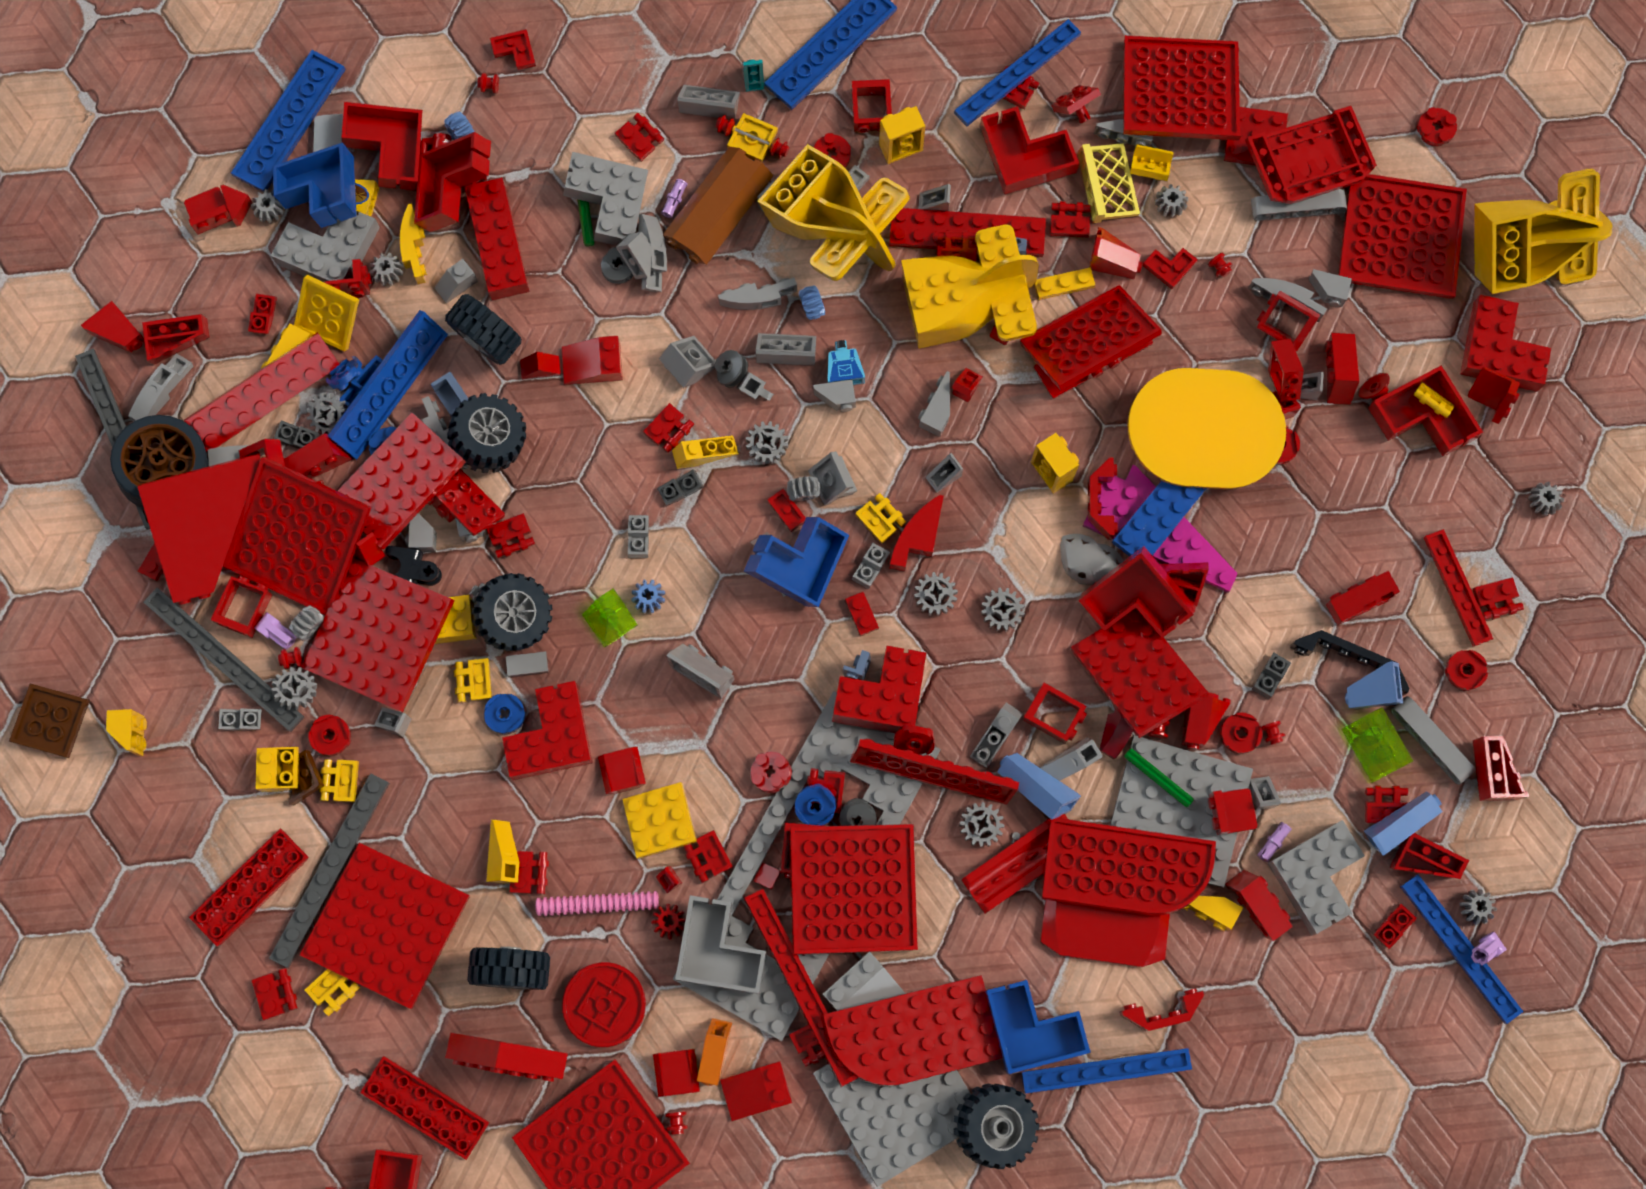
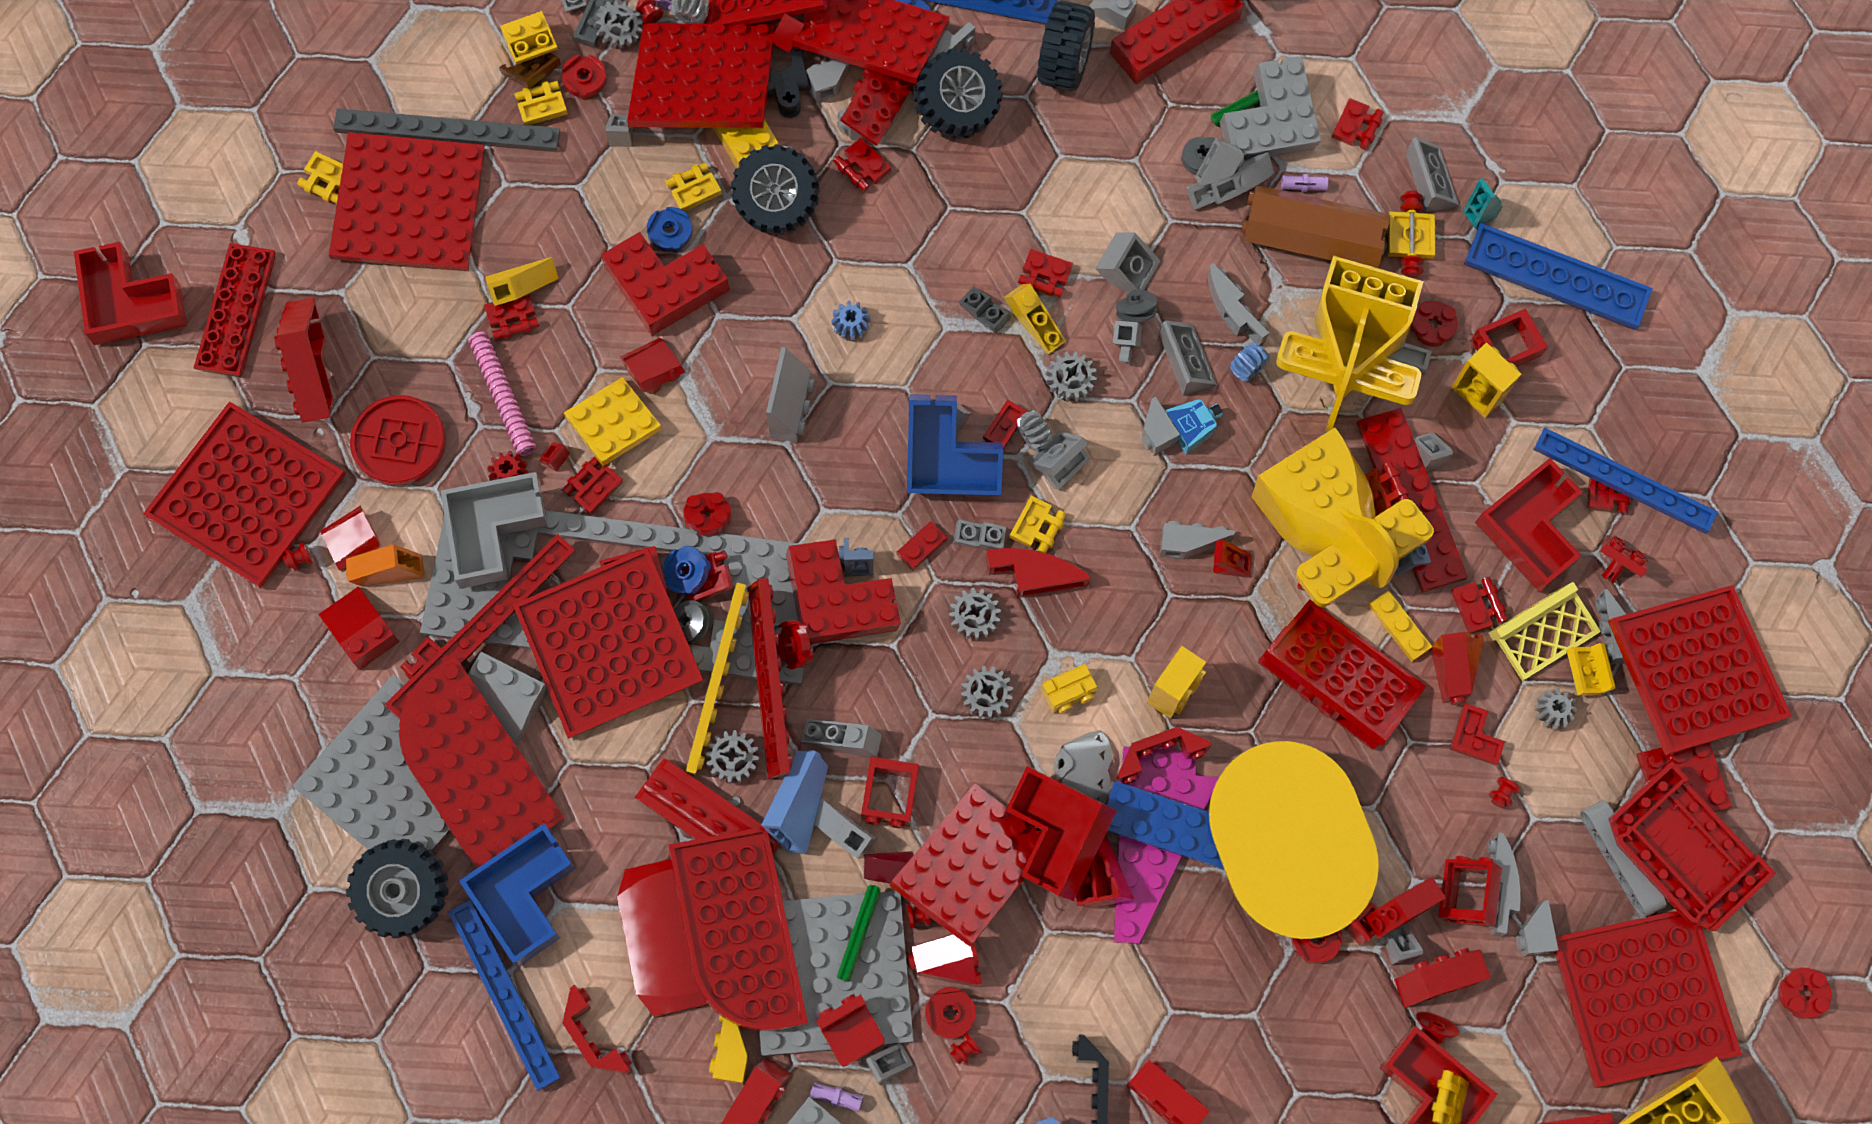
camera: 65 degrees right, 5 degrees down
(249, 887) = (402, 64): red plate -> none
(268, 994) = (299, 124): red plate -> none
(449, 392) = (993, 46): sand blue panel -> none
(508, 968) = (397, 326): black wheel -> none
(527, 664) = (731, 232): light grey tile -> none
(540, 365) = (1058, 124): red slope -> none
(592, 361) = (1086, 172): red slope -> none
(609, 618) = (813, 292): clear neon green slope -> none
(638, 536) = (914, 288): light grey slope -> none
(767, 876) = (592, 553): slope -> none
(922, 817) = (714, 689): none -> yellow plate
(945, 473) = (1117, 574): light grey slope -> none
(1023, 546) = (1069, 689): none -> yellow brick
(1271, 676) = (1033, 1025): dark grey slope -> none

